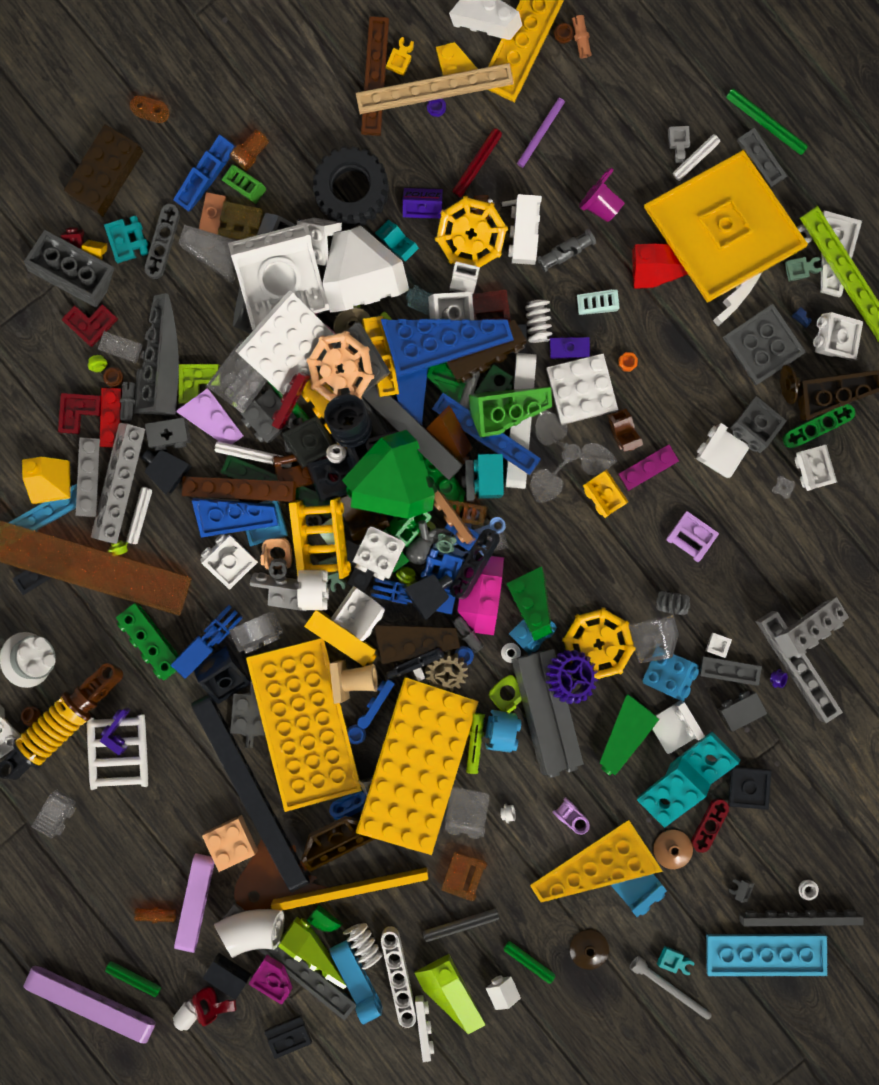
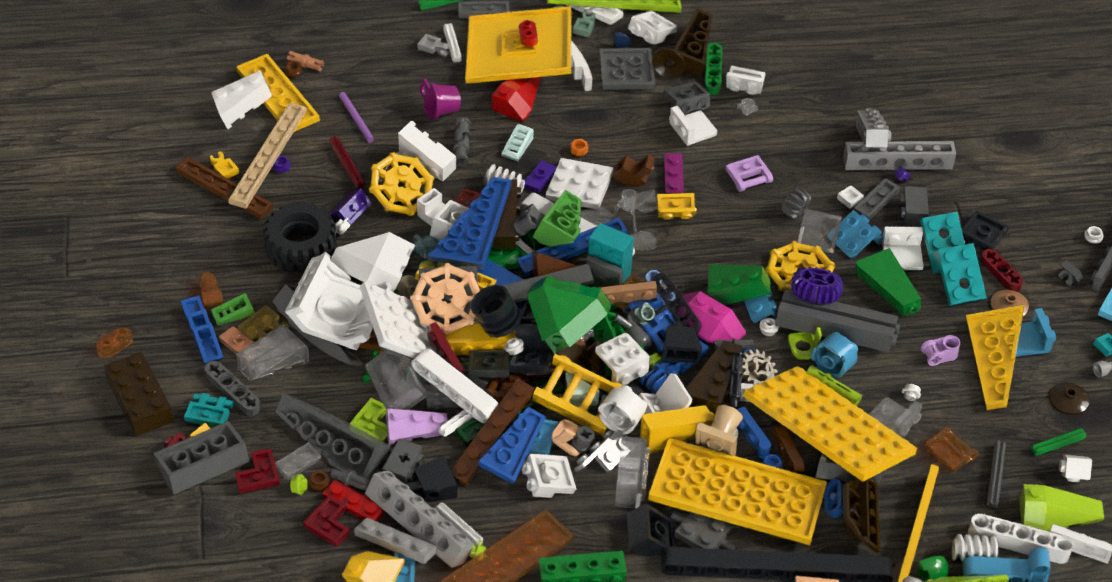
camera: 65 degrees left, 40 degrees down
(199, 649) = (617, 529): blue arm -> none
(259, 431) = (454, 385): none -> white beam
(374, 745) = (787, 448): none -> reddish brown beam
(392, 212) = (341, 226): none -> white plate
(396, 241) = (358, 233): teal slope -> none
(453, 59) = (253, 139): yellow wing -> none
(484, 380) = (528, 219): none -> dark grey piece
(741, 227) = (528, 33): none -> red plate

